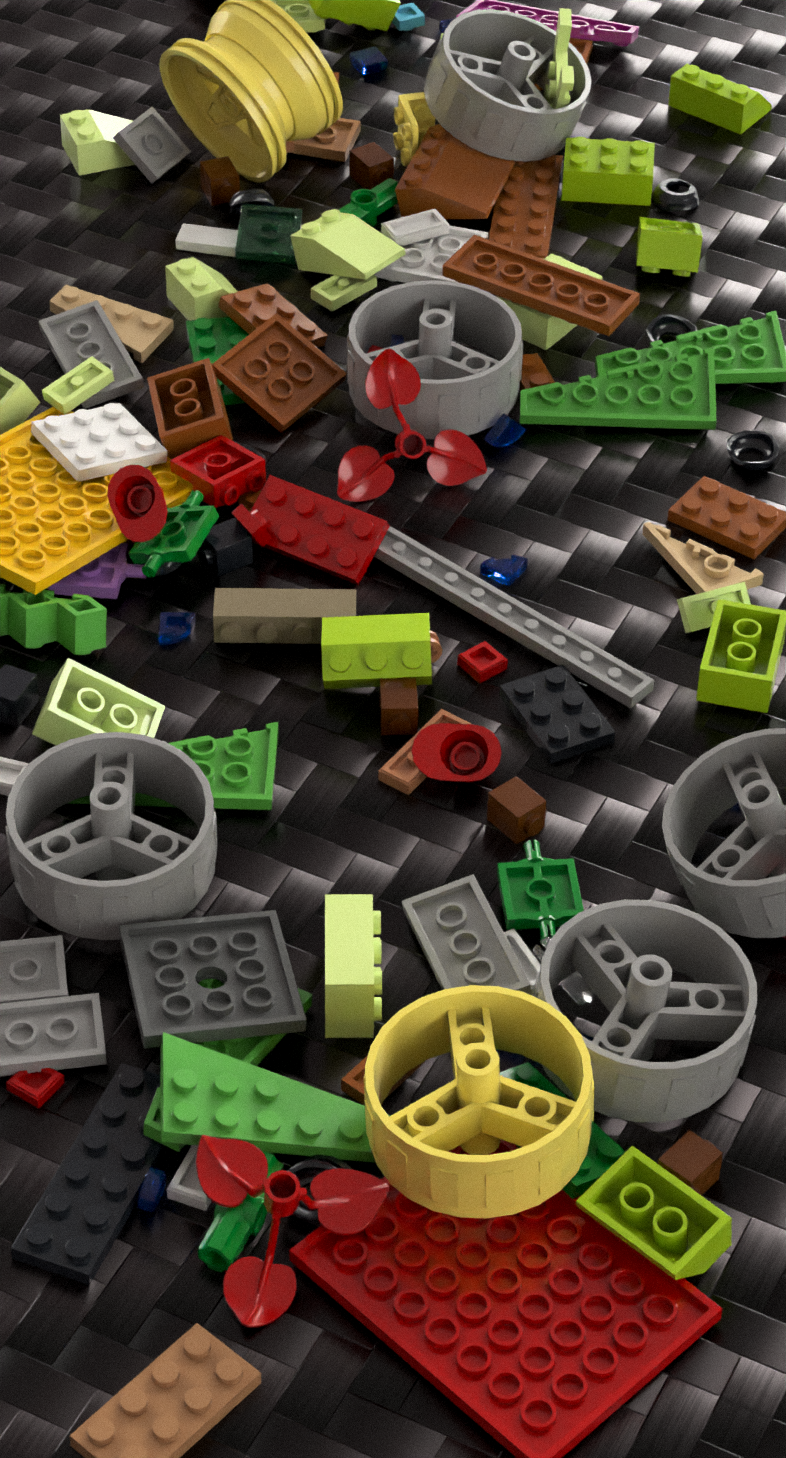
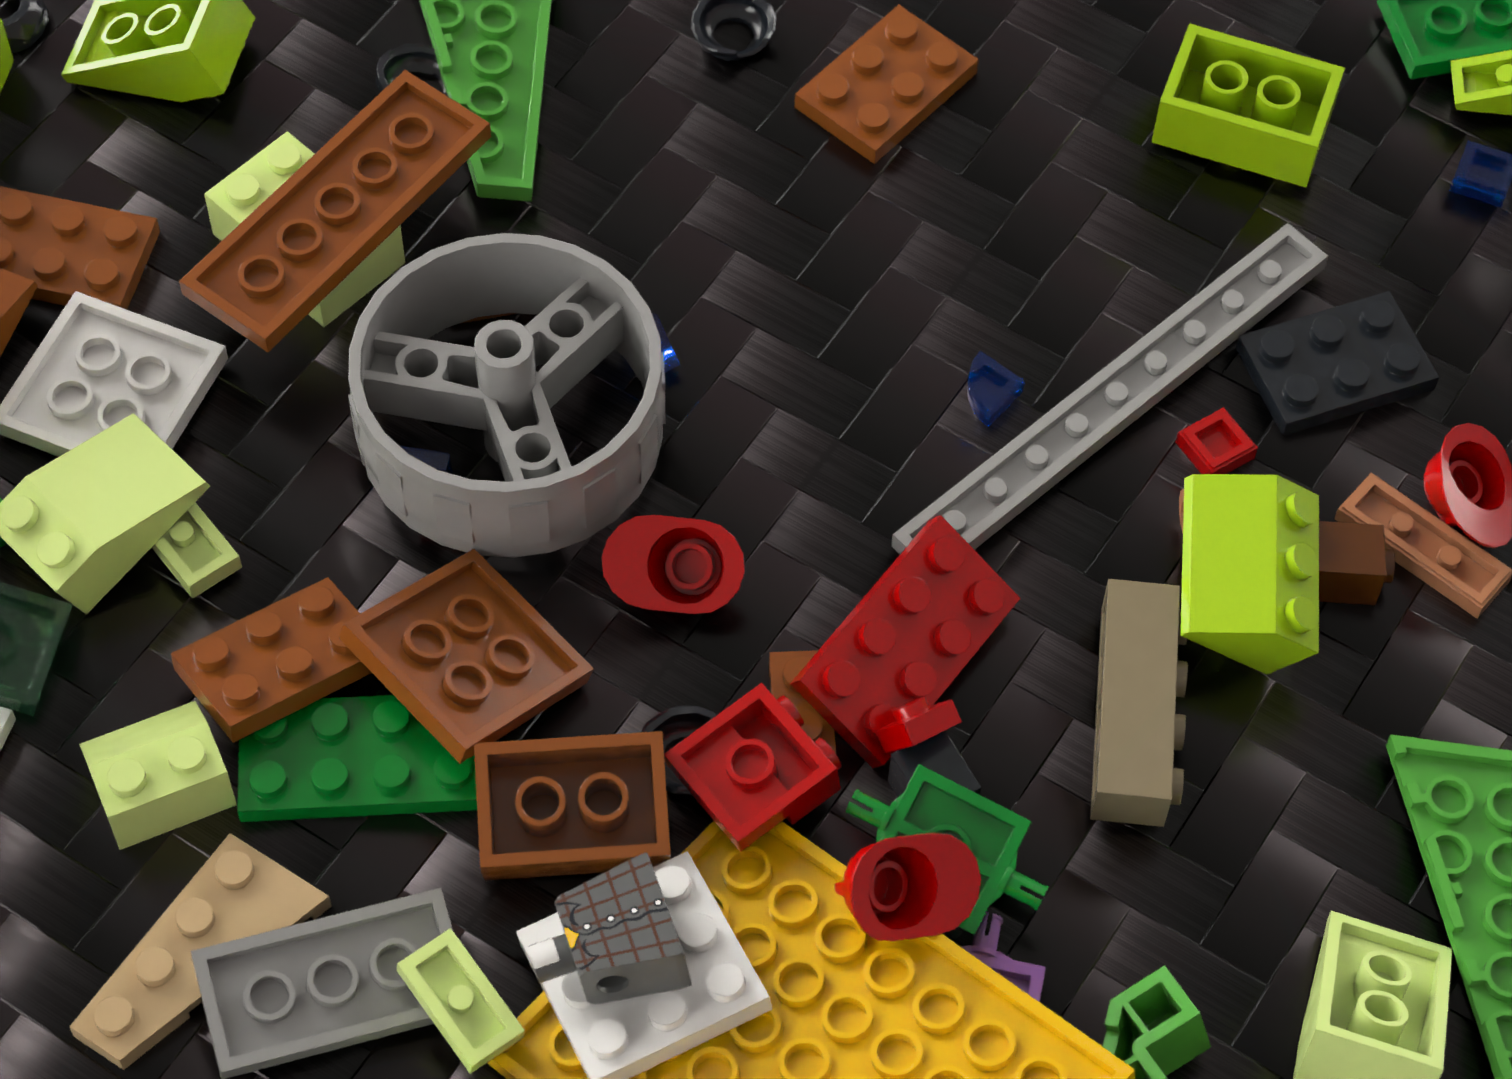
camera: 85 degrees left, 15 degrees up
(106, 412) = (615, 937): none -> dark grey torso
(175, 626) = (1119, 887): clear blue tile -> none
(343, 432) = (673, 564): none -> red piece
(362, 471) = (776, 446): red plant -> none
(415, 227) = (48, 397): white tile -> none
(638, 395) = (589, 129): bright green wing -> none
(697, 563) = (1023, 127): tan wing -> none
(699, 609) = (1117, 126): yellowish green plate -> none

